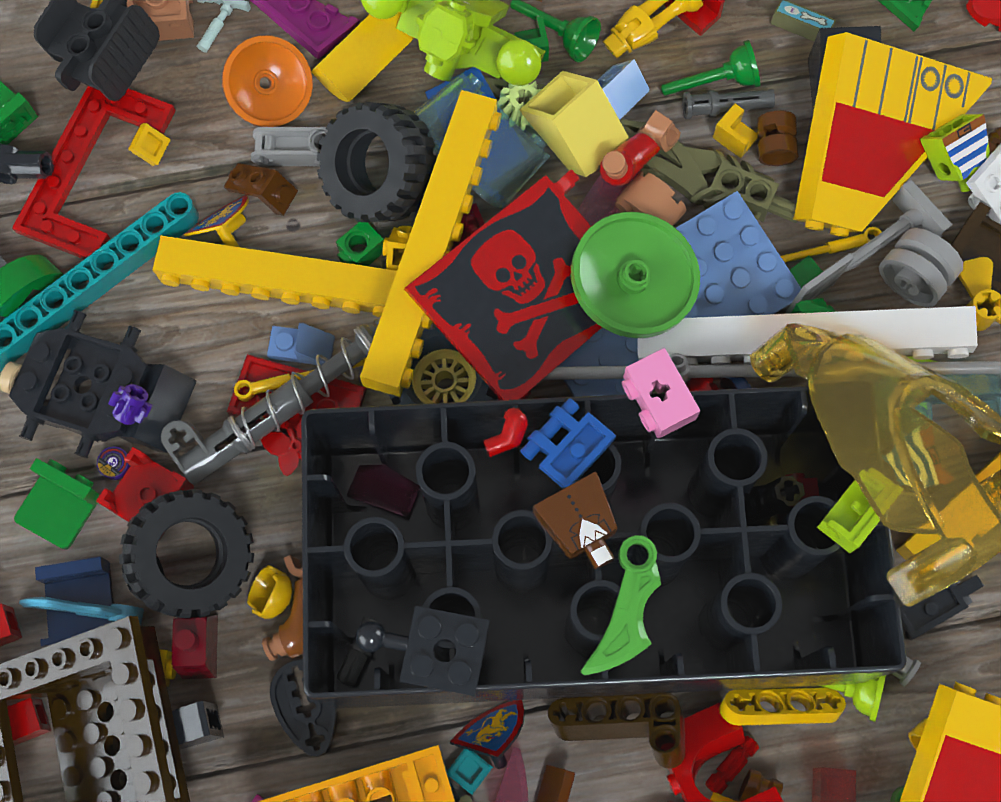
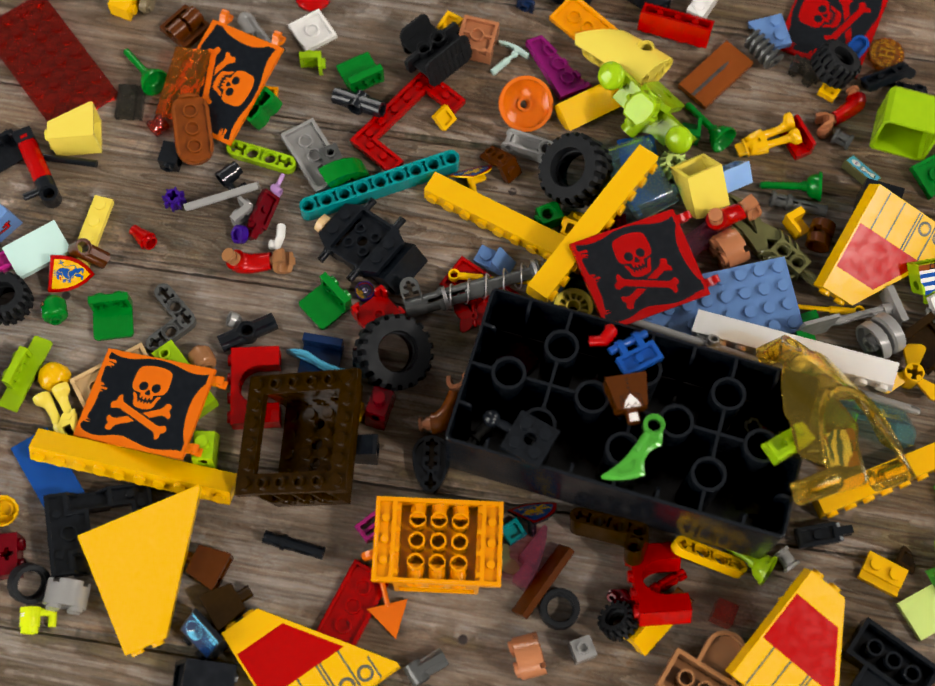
camera: 15 degrees right, 5 degrees down
(130, 404) = (389, 259): dark purple gear -> none
(270, 593) = (431, 392): yellow hair -> none
(635, 275) = (706, 282): bright green dish -> none
(660, 373) = (700, 333): bright pink brick -> none

